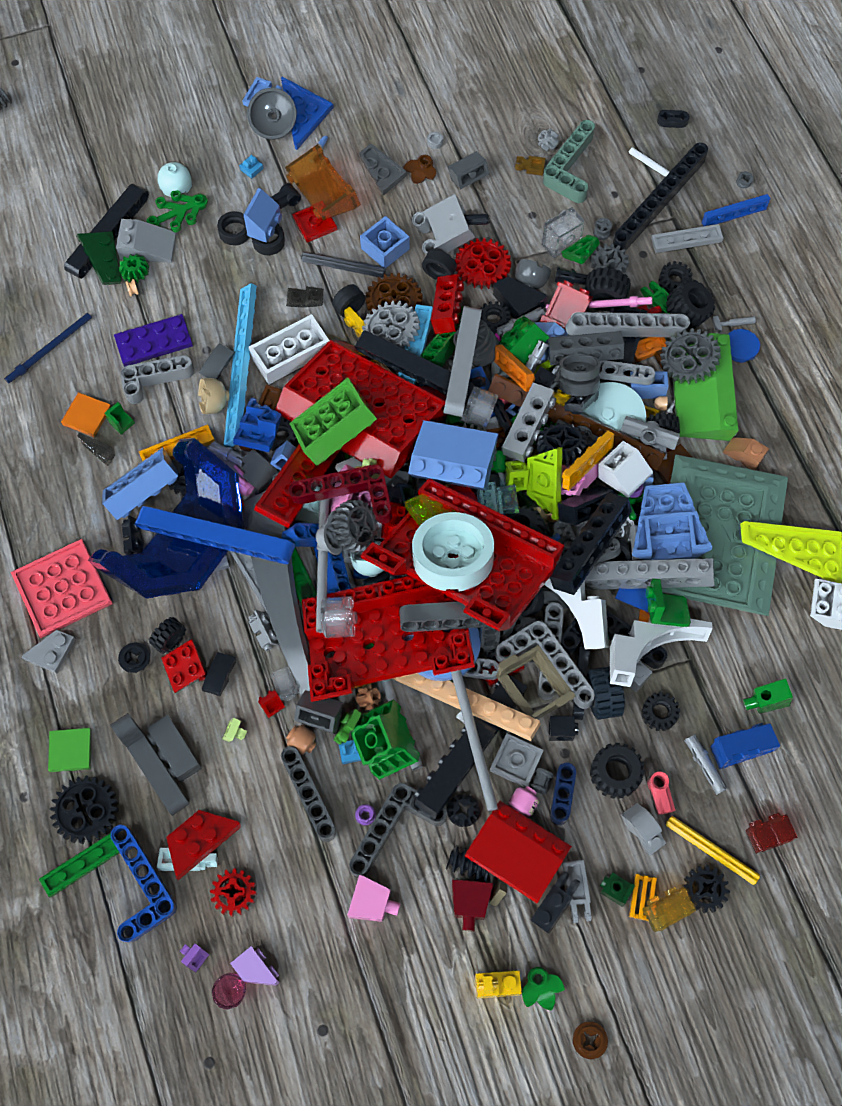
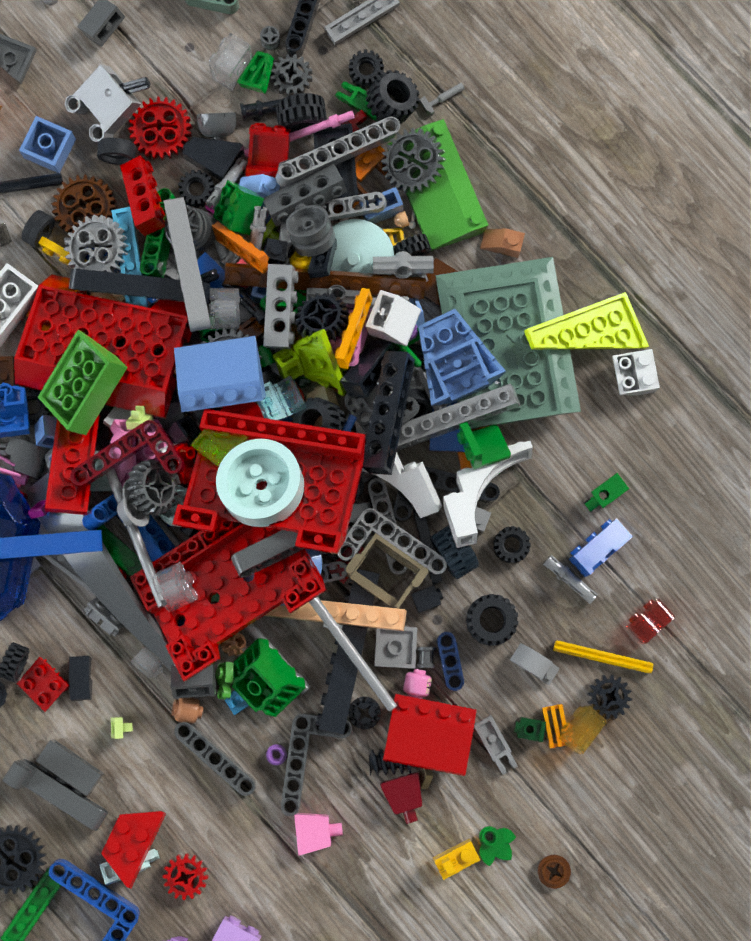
camera: 25 degrees left, 15 degrees up
(249, 514) = (38, 509): none -> magenta tile
(271, 703) = (143, 686): red tile -> none
(421, 169) = (48, 39): reddish brown plate -> none
(554, 903) = (480, 766): black hinge -> none
(661, 795) = (540, 625): coral piece -> none
(743, 345) = (460, 120): blue tile -> none

